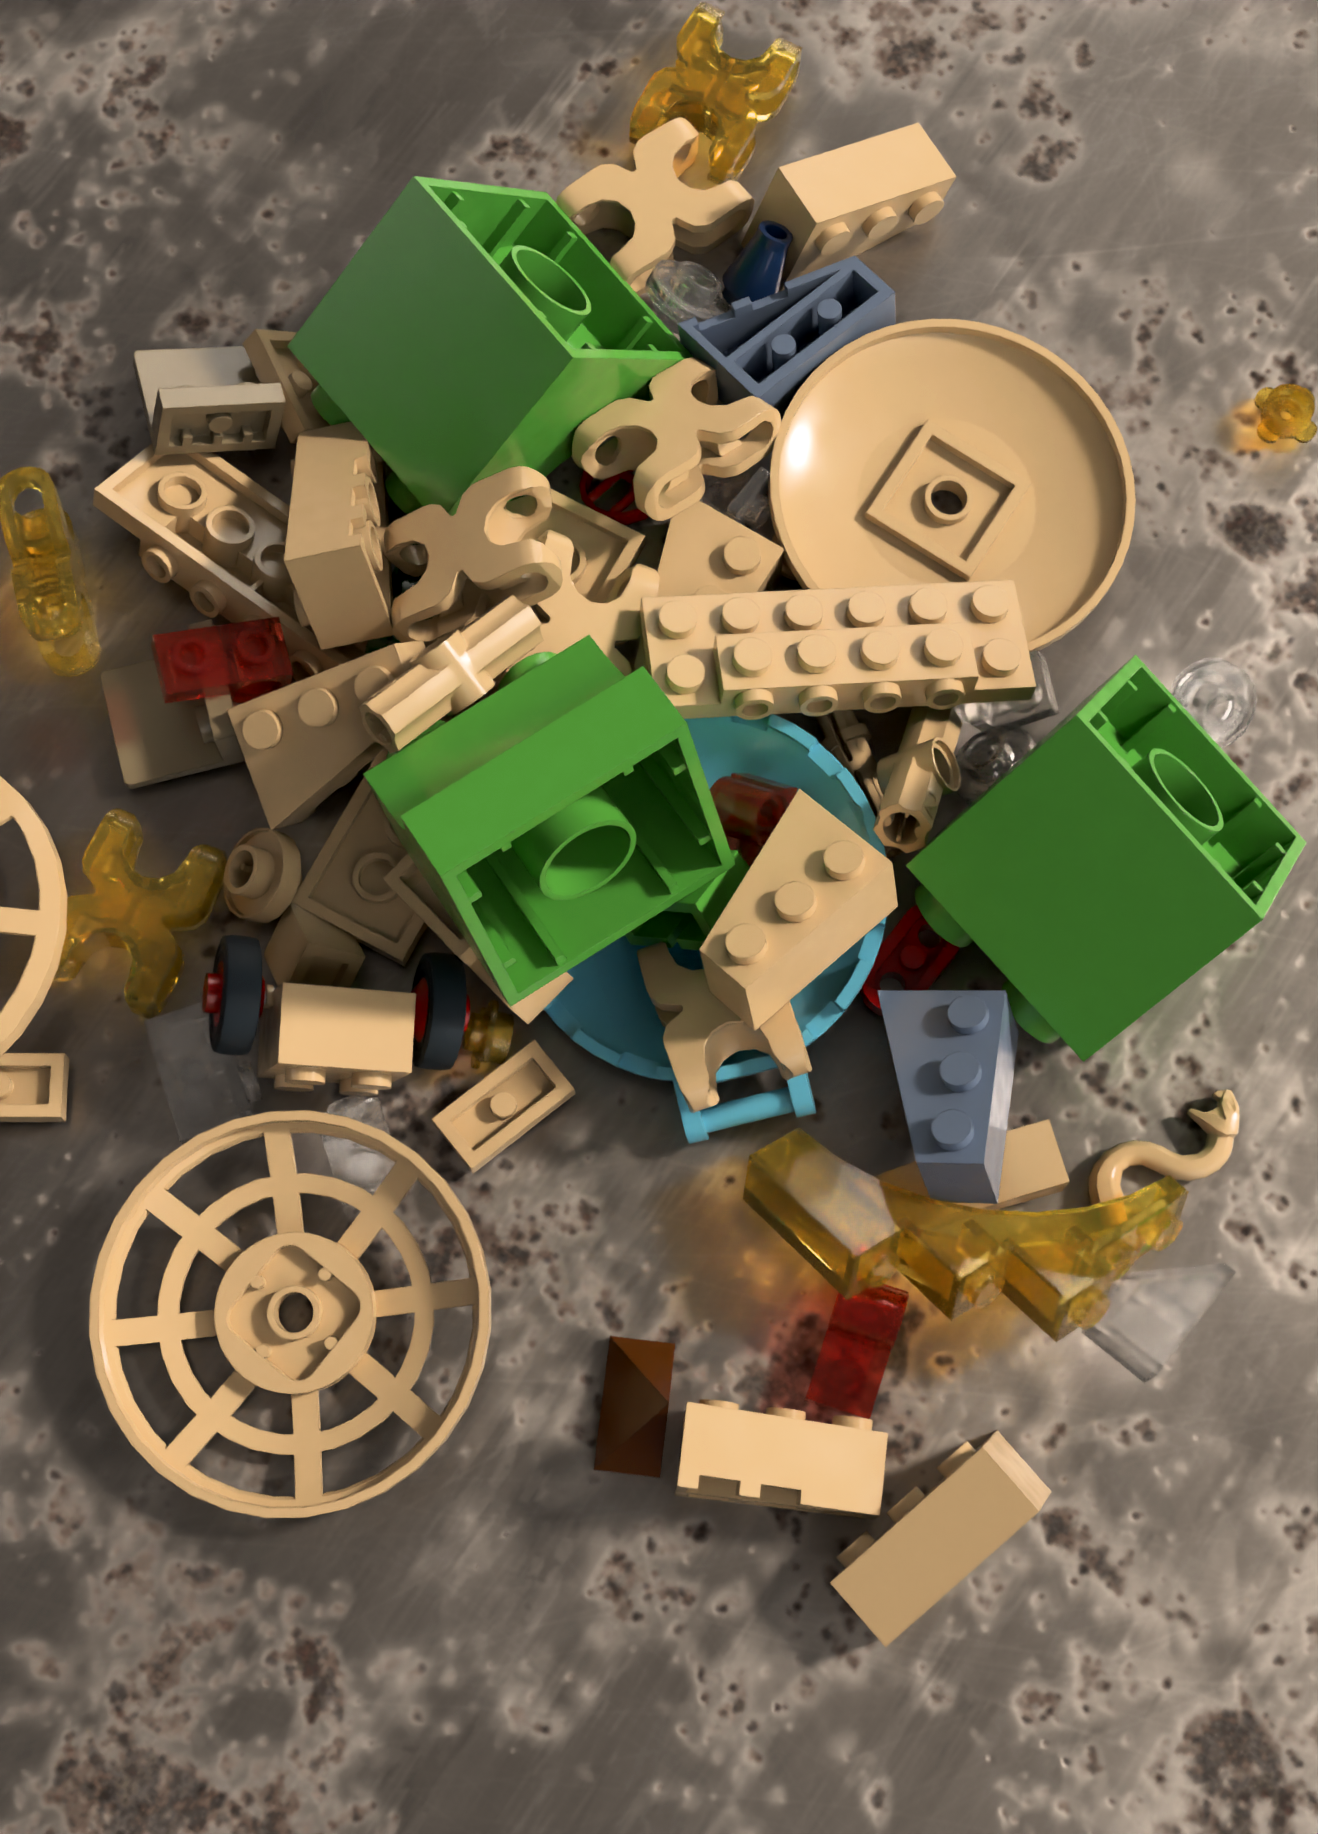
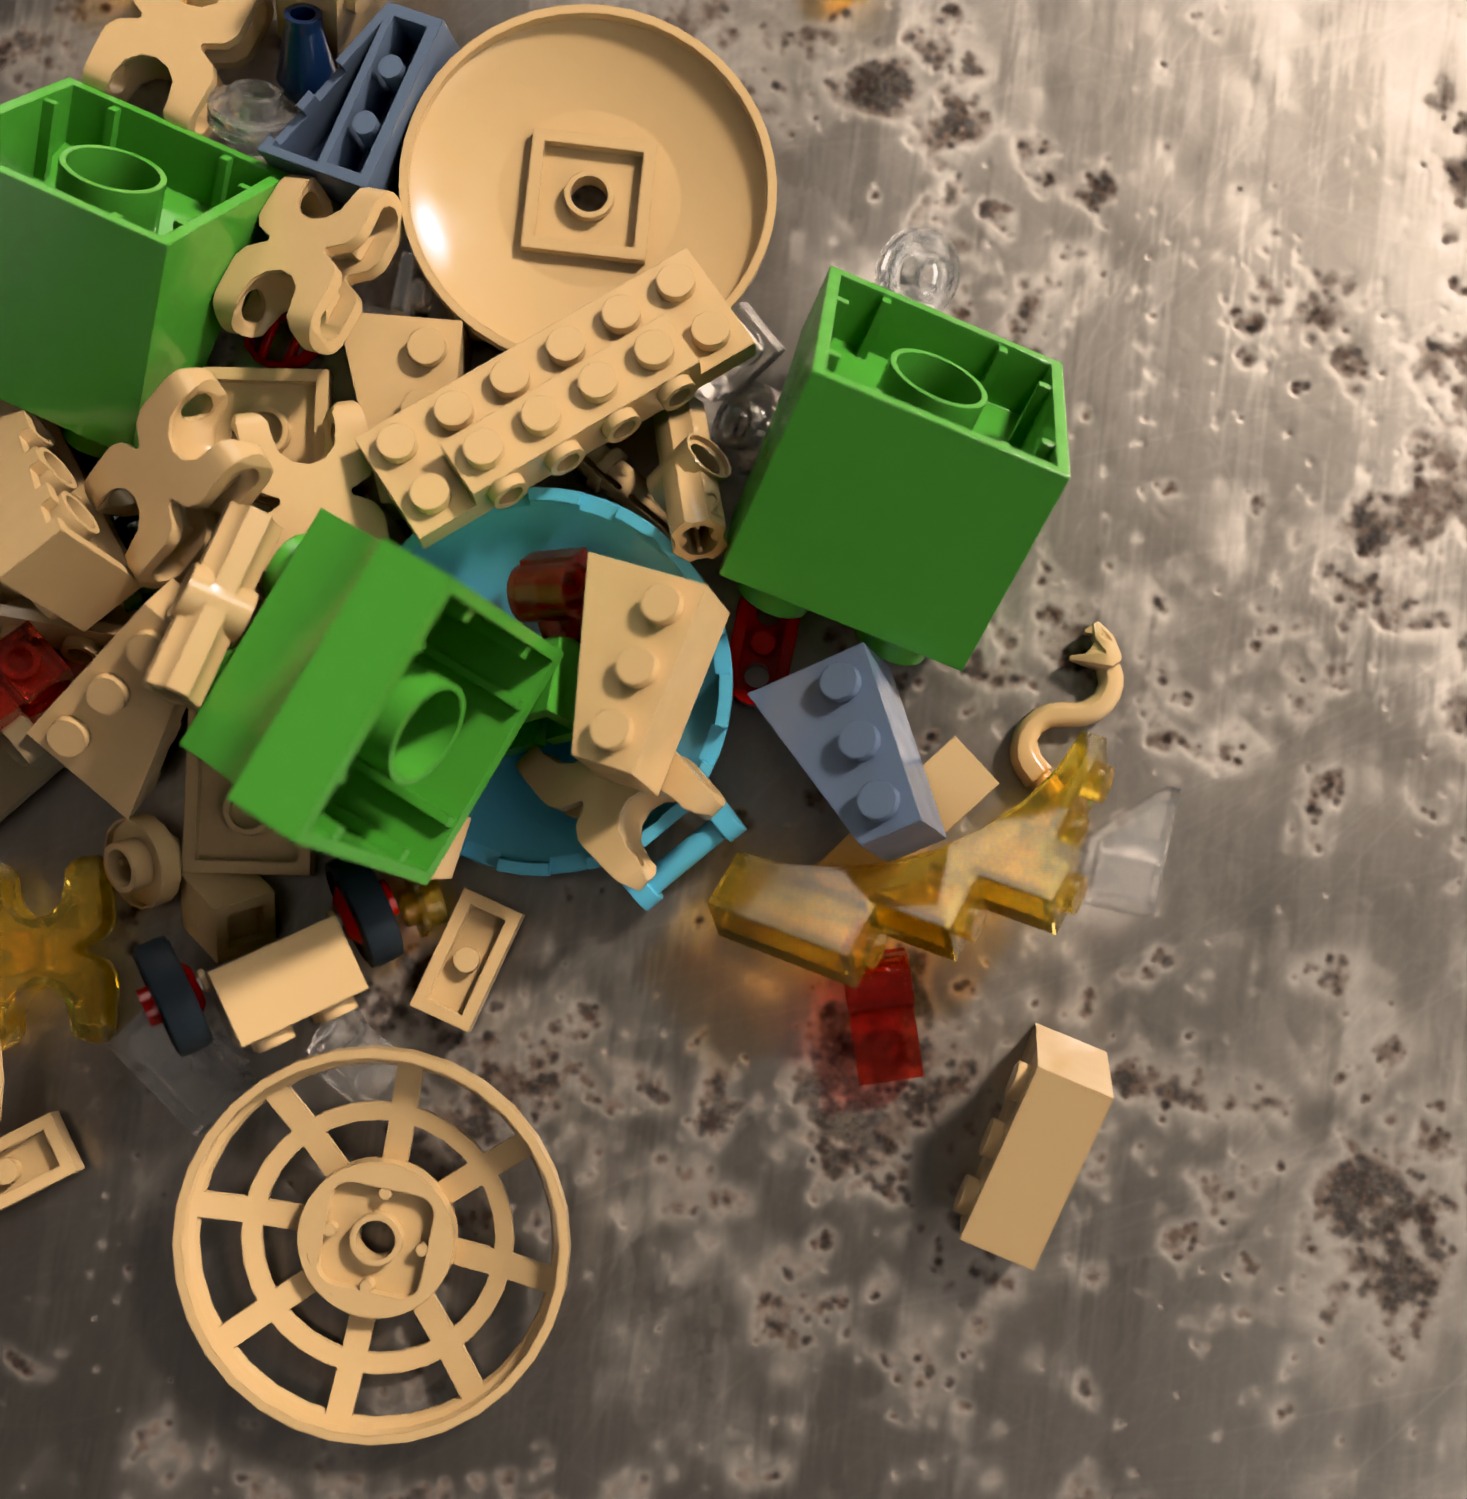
camera: 20 degrees left, 10 degrees up
(634, 1407) = (715, 1163): reddish brown slope -> none
(781, 1460) = (864, 1152): tan wedge -> none

